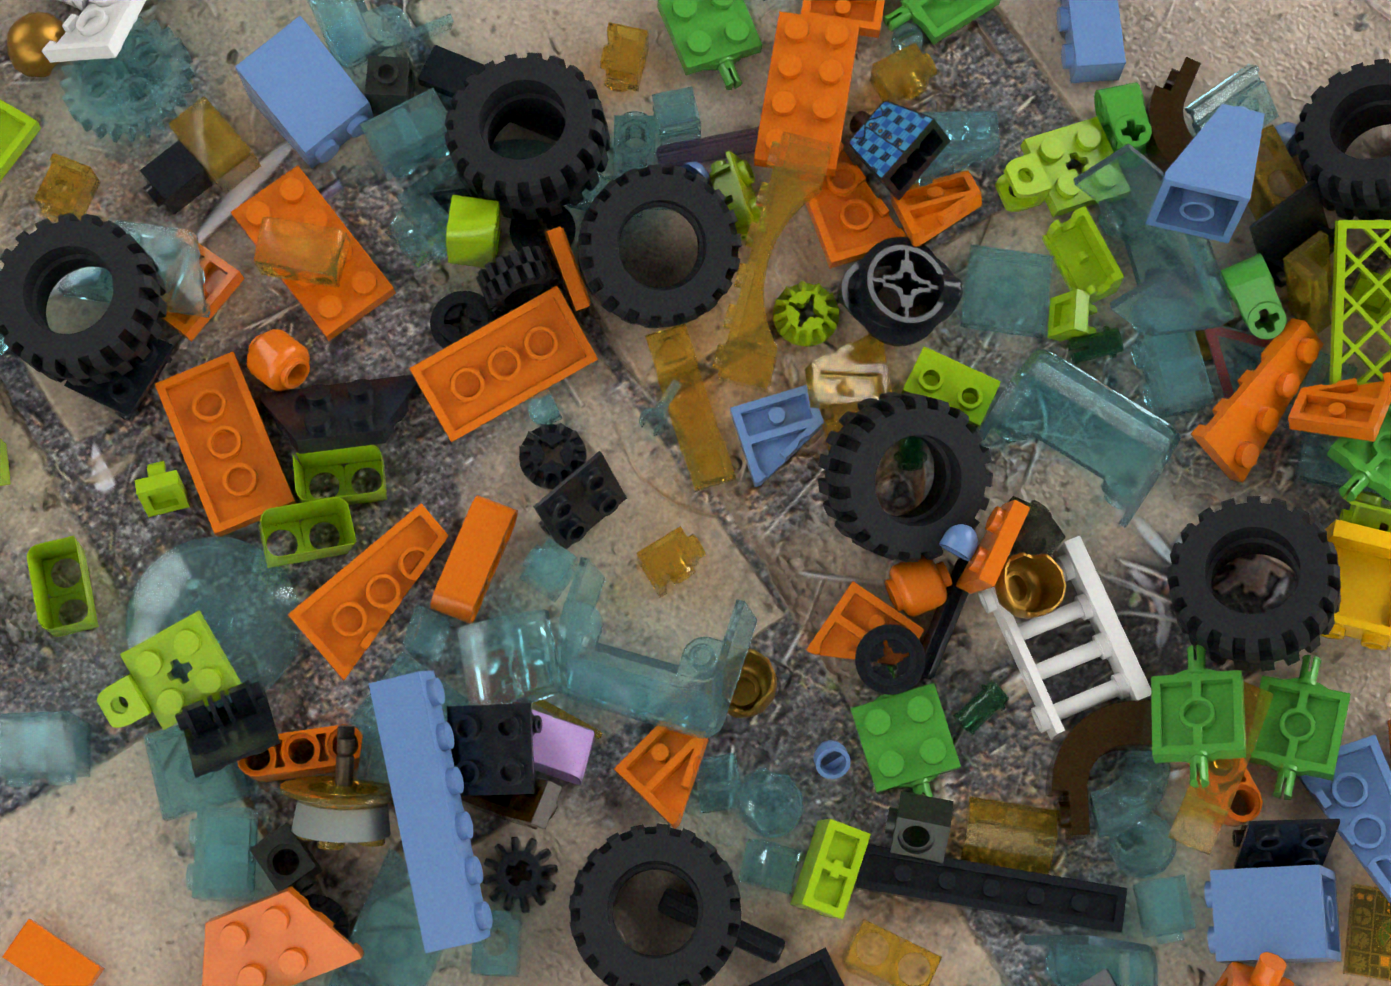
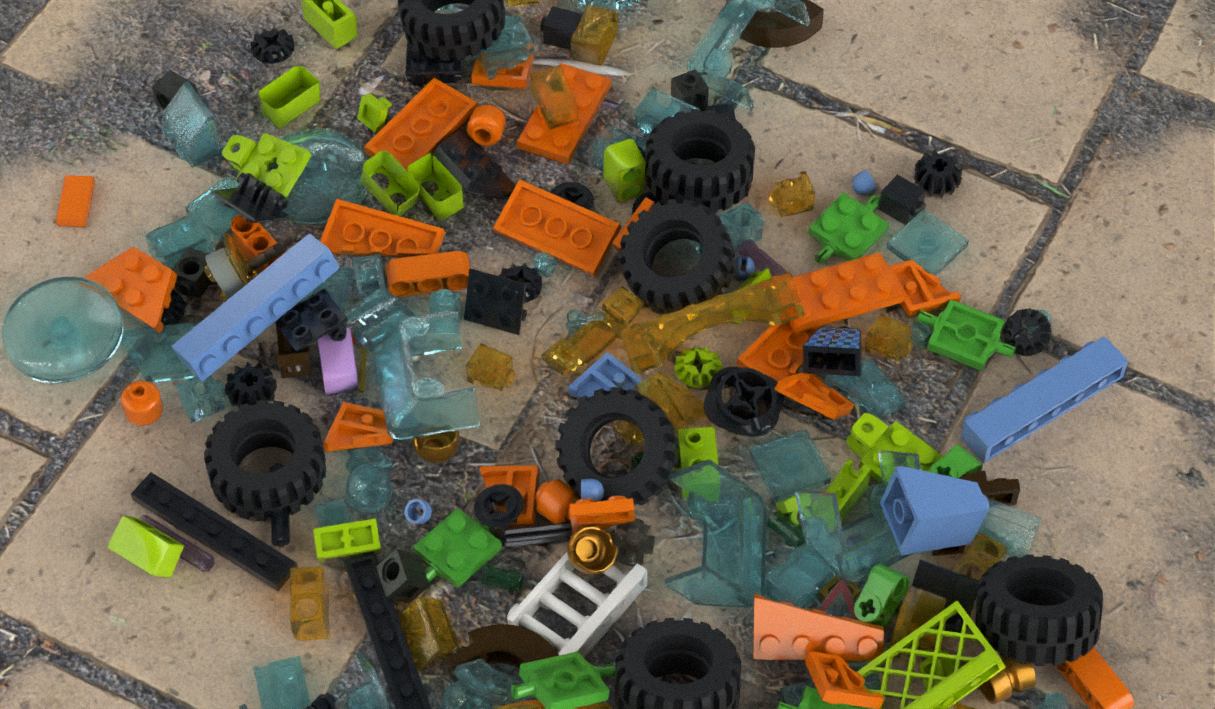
camera: 60 degrees right, 20 degrees down
(304, 93) = (653, 52): medium blue slope -> none
(516, 278) = (611, 202): black tyre -> none
(676, 116) = (773, 235): clear light blue brick -> none

